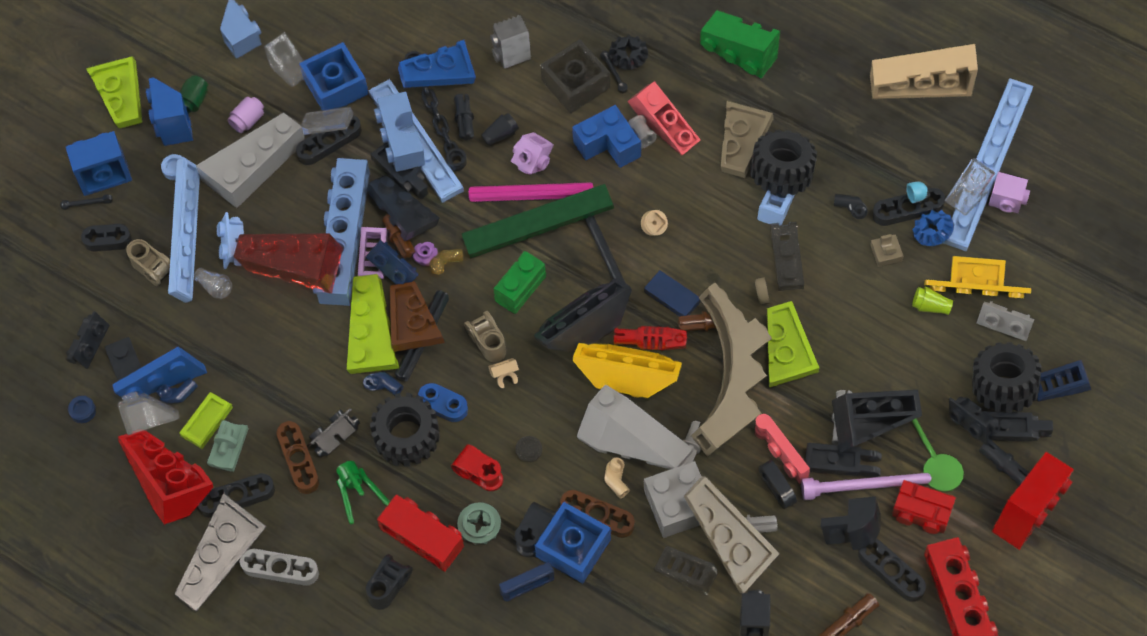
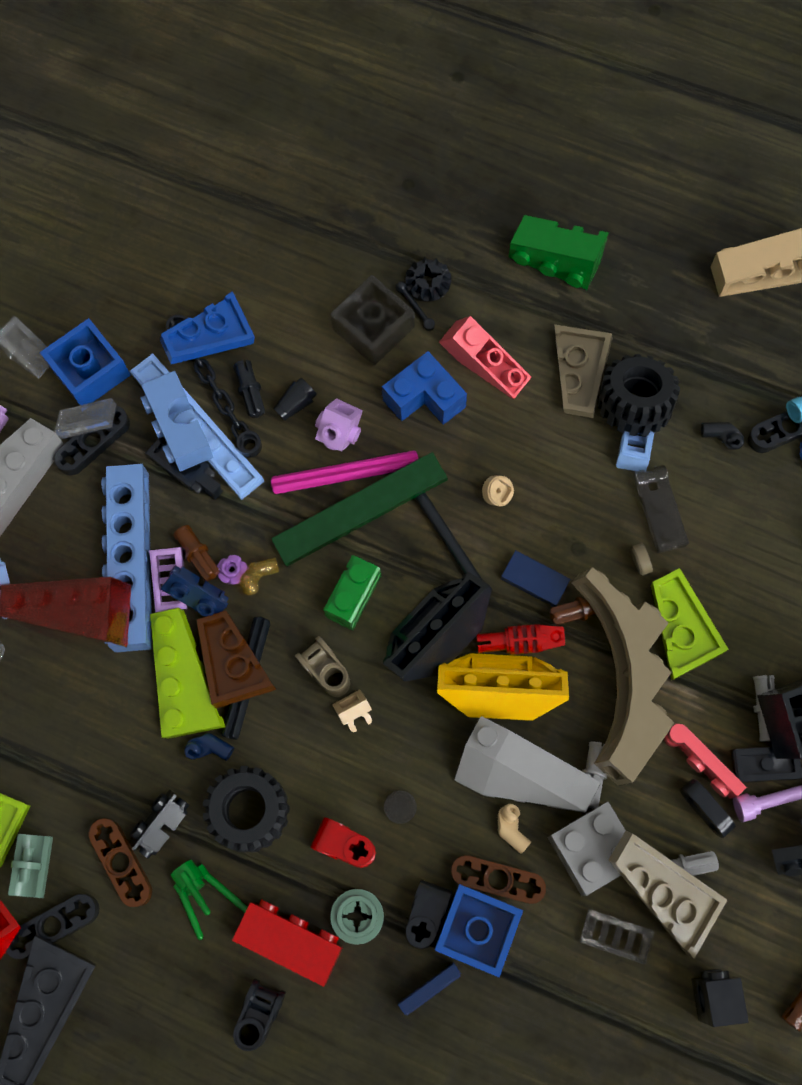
camera: 10 degrees left, 10 degrees up
(296, 578) = (96, 1005): light grey beam -> none
(402, 207) = (195, 517): black wing -> none
(442, 401) = (285, 760): blue plate -> none
(511, 42) = (289, 288): flat silver brick -> none
(643, 132) = (463, 376): light grey bush -> none
(886, 250) = (774, 484): dark tan tile -> none

